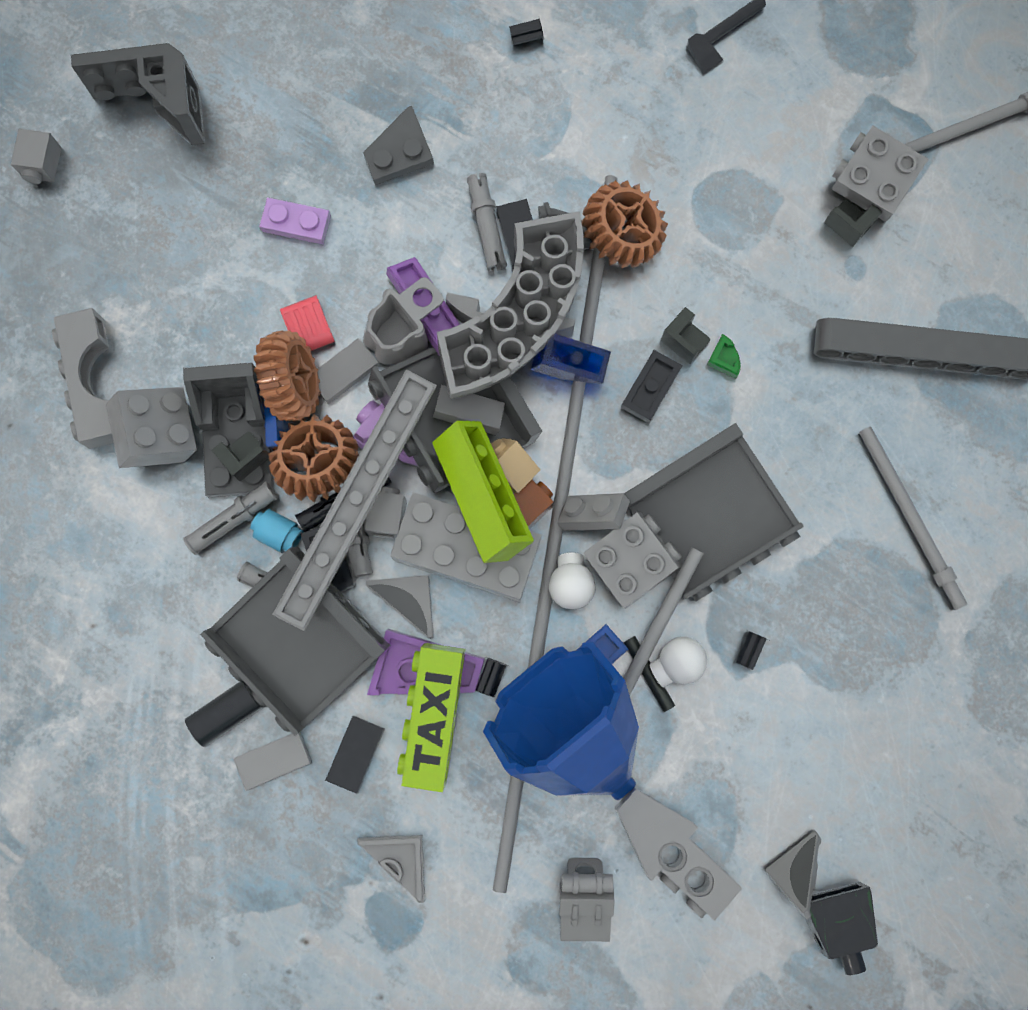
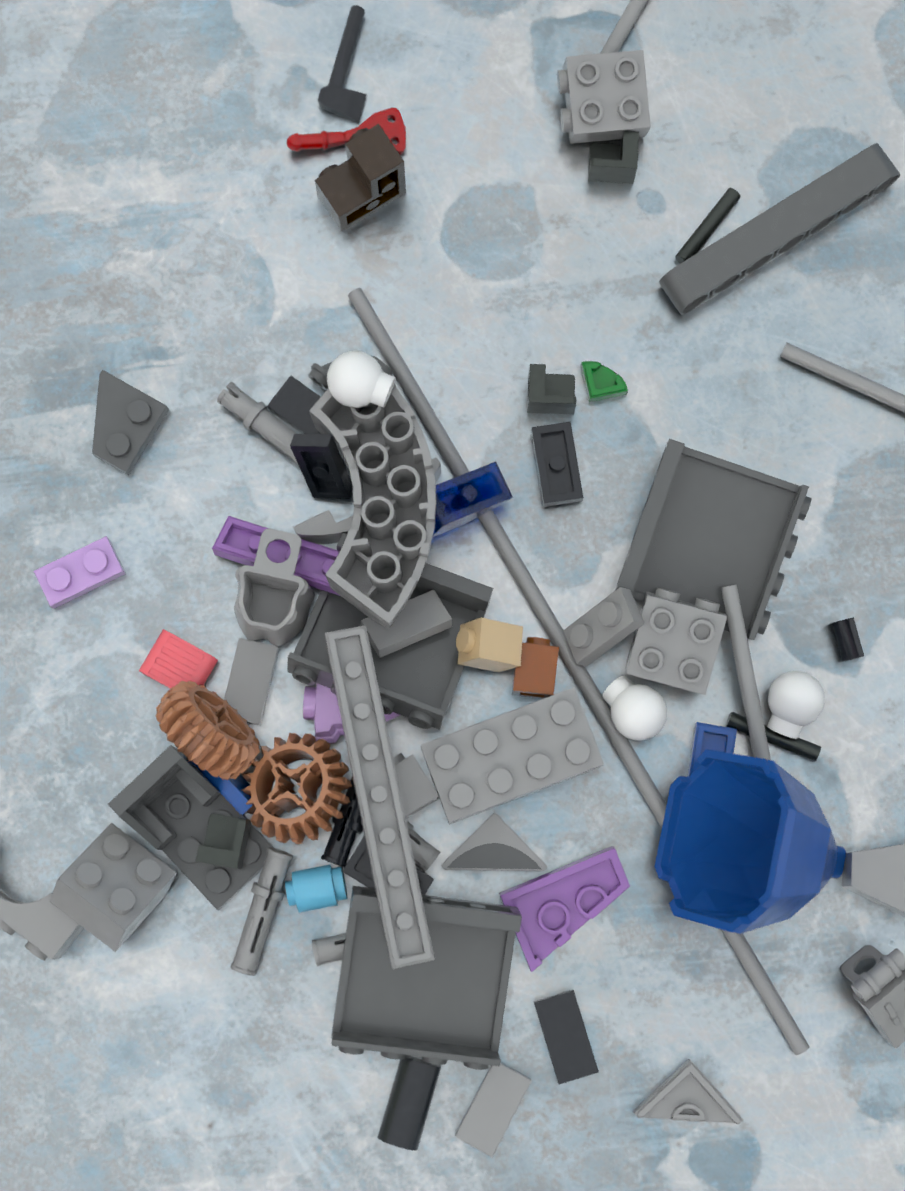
camera: 40 degrees left, 0 degrees up
(432, 717) = (613, 940): lime brick -> none
(482, 491) = (491, 691): lime brick -> none
(491, 677) = (632, 859): black piece -> none
(496, 264) = (322, 466): none -> black plate
(526, 32) = (155, 210): black piece -> none
(560, 226) = (358, 380): none -> white piece
(606, 216) = (412, 321): nougat gear -> none
(676, 110) = (365, 181): none -> dark brown brick
(699, 82) = (324, 140): none -> red piece
(883, 310) = (708, 225): none -> pearl dark grey piece

